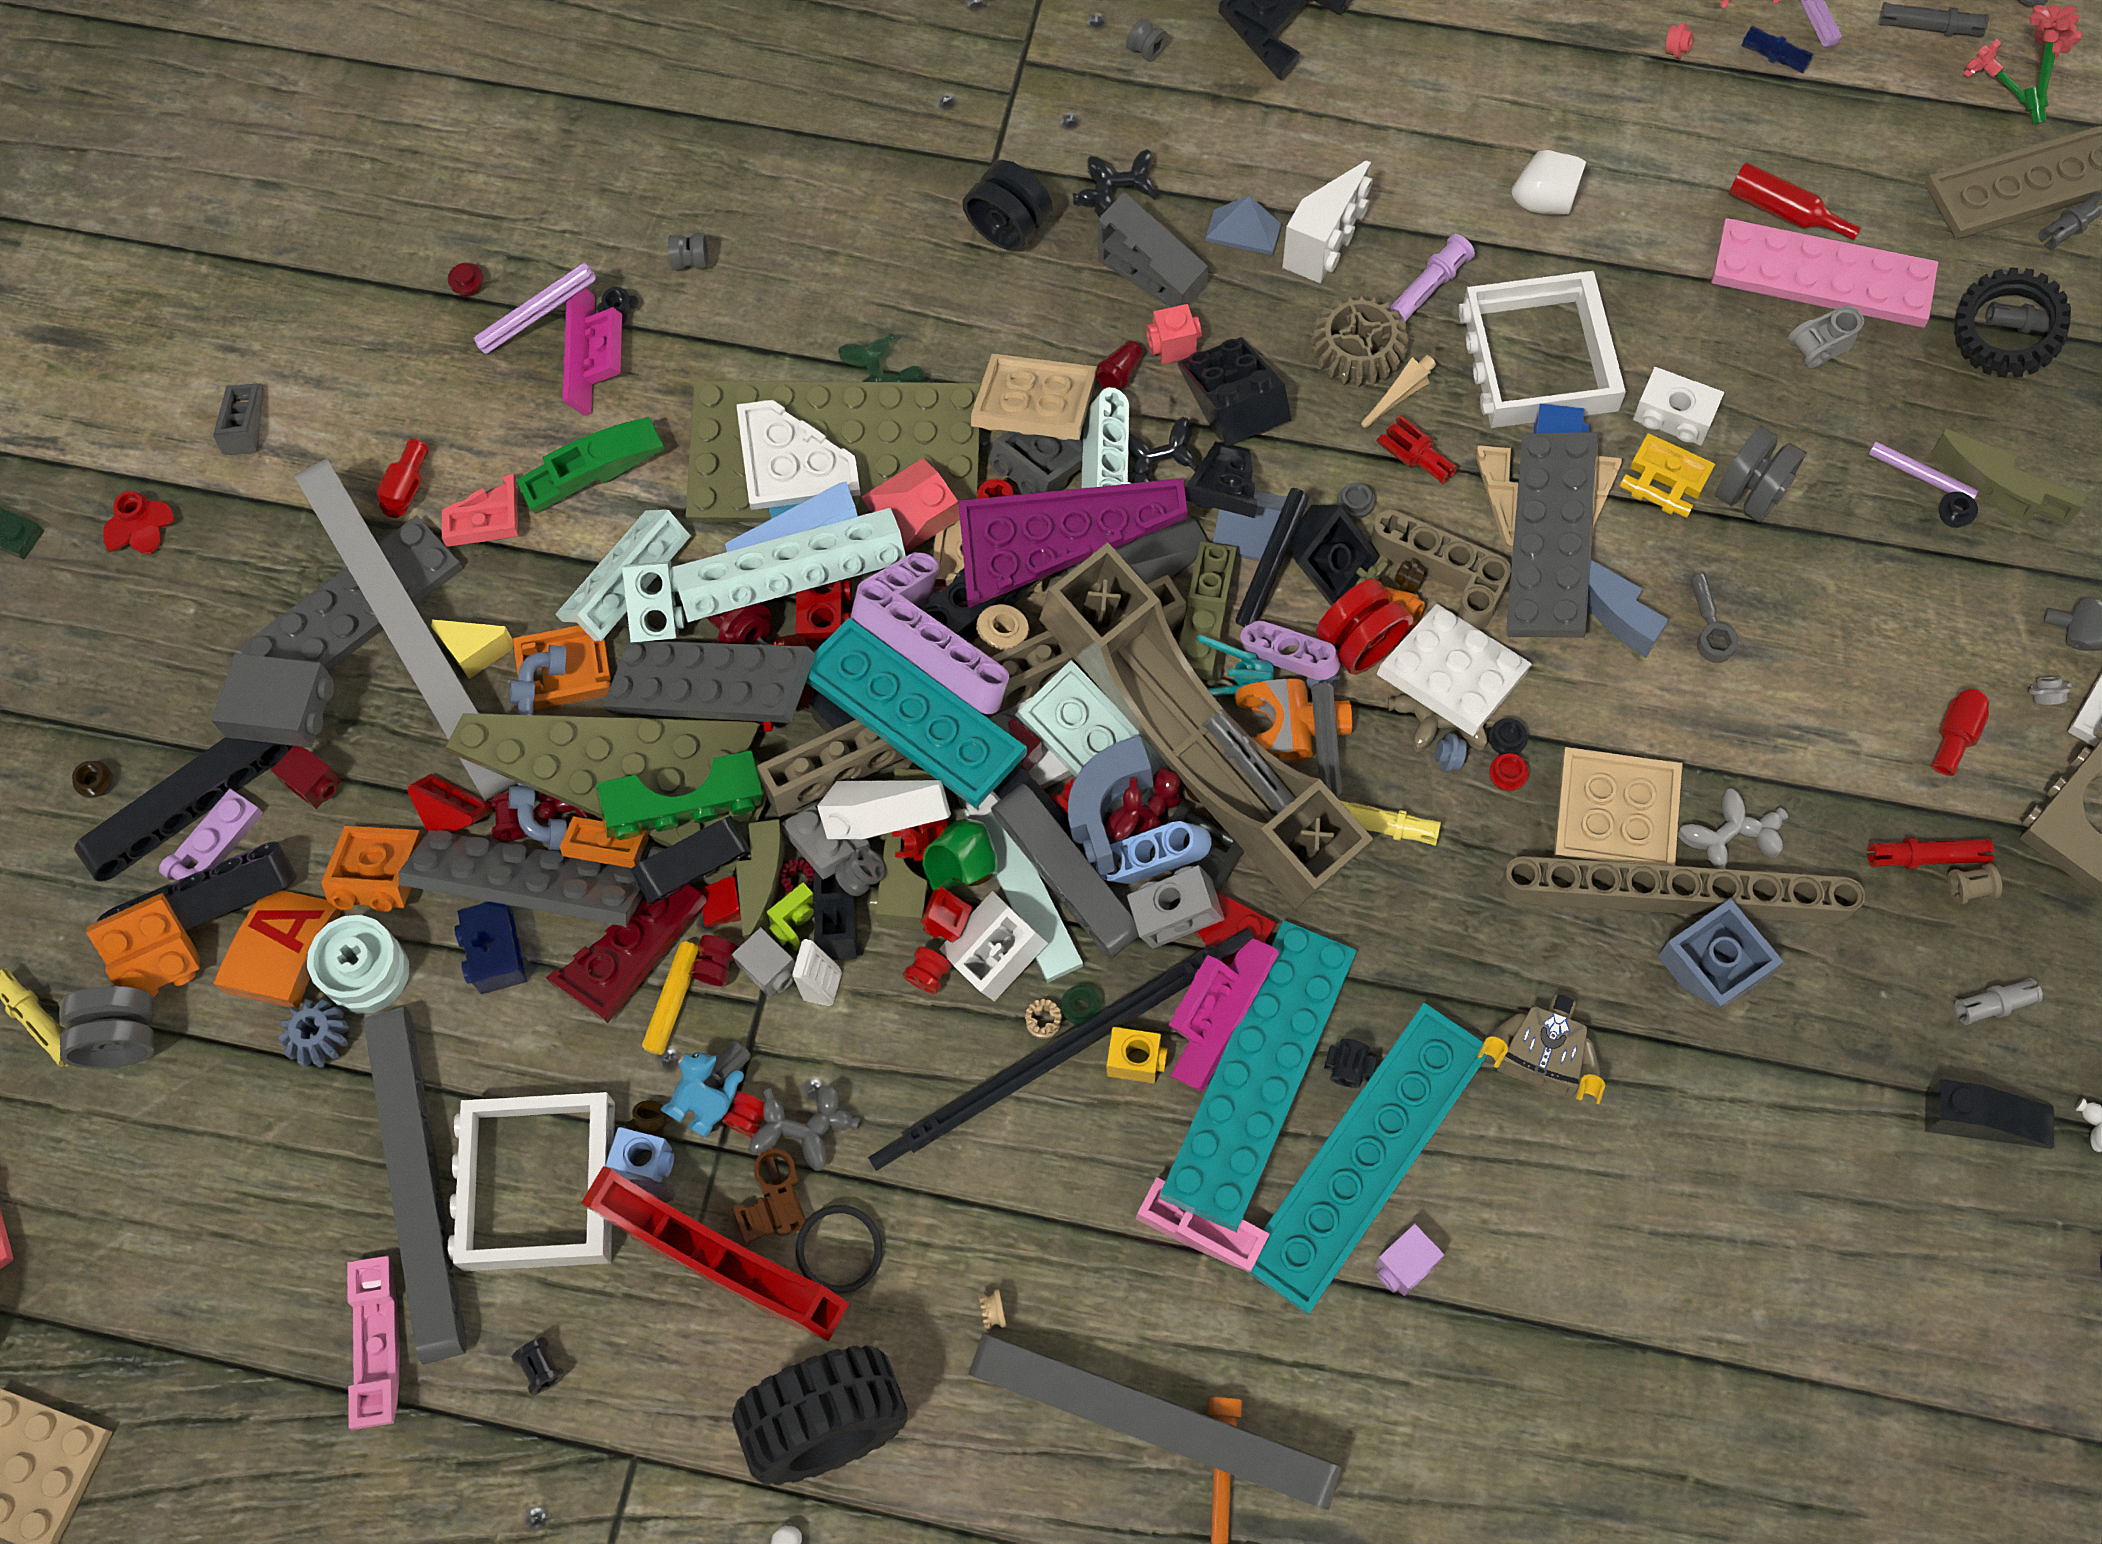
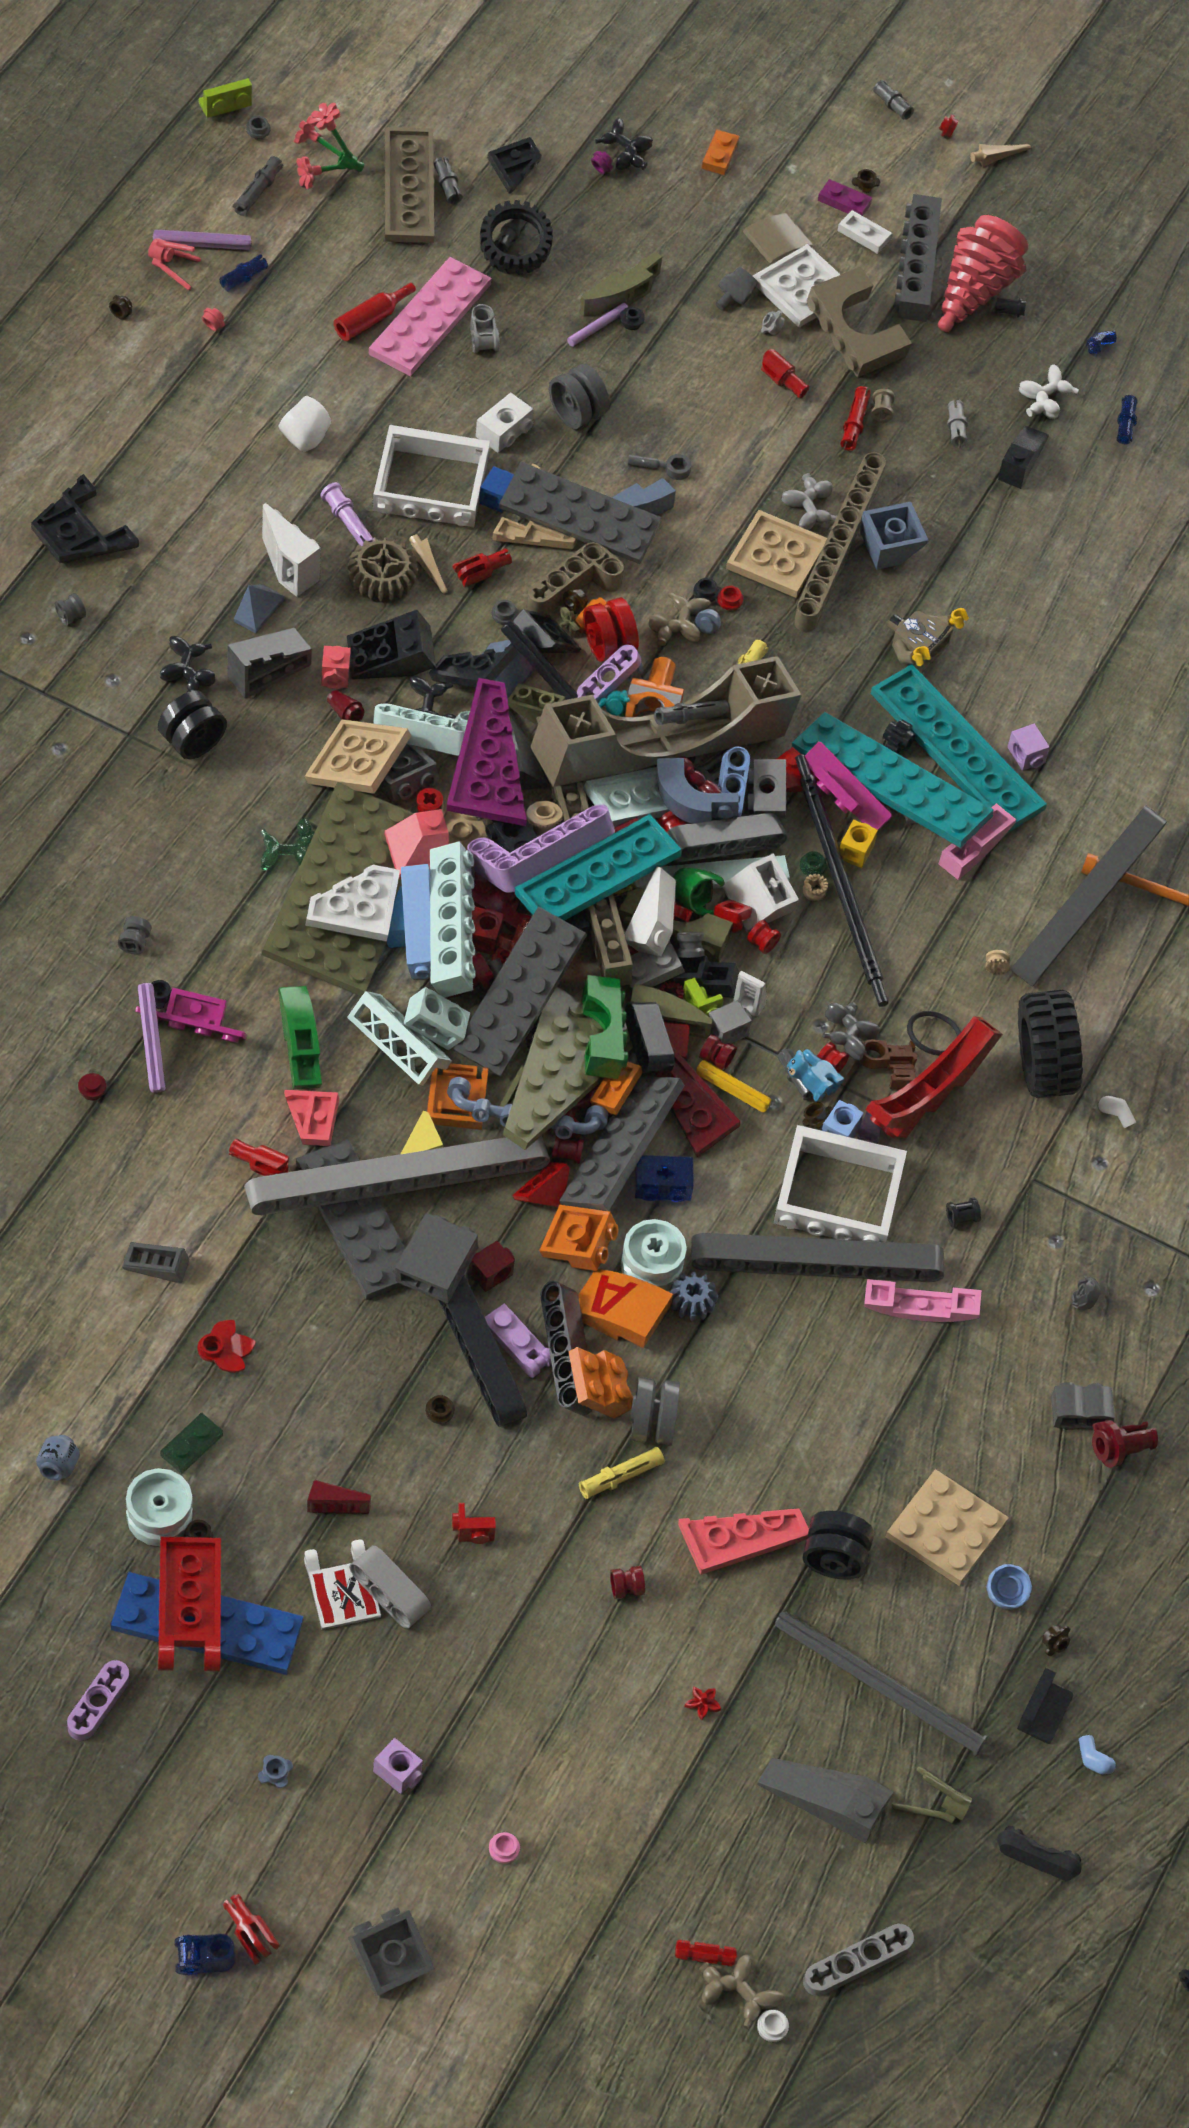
camera: 85 degrees left, 10 degrees down
(1326, 736) = (677, 674): dark grey axle -> none
(1454, 669) = (657, 596): white plate -> none
(1672, 467) = (549, 440): yellow plate -> none

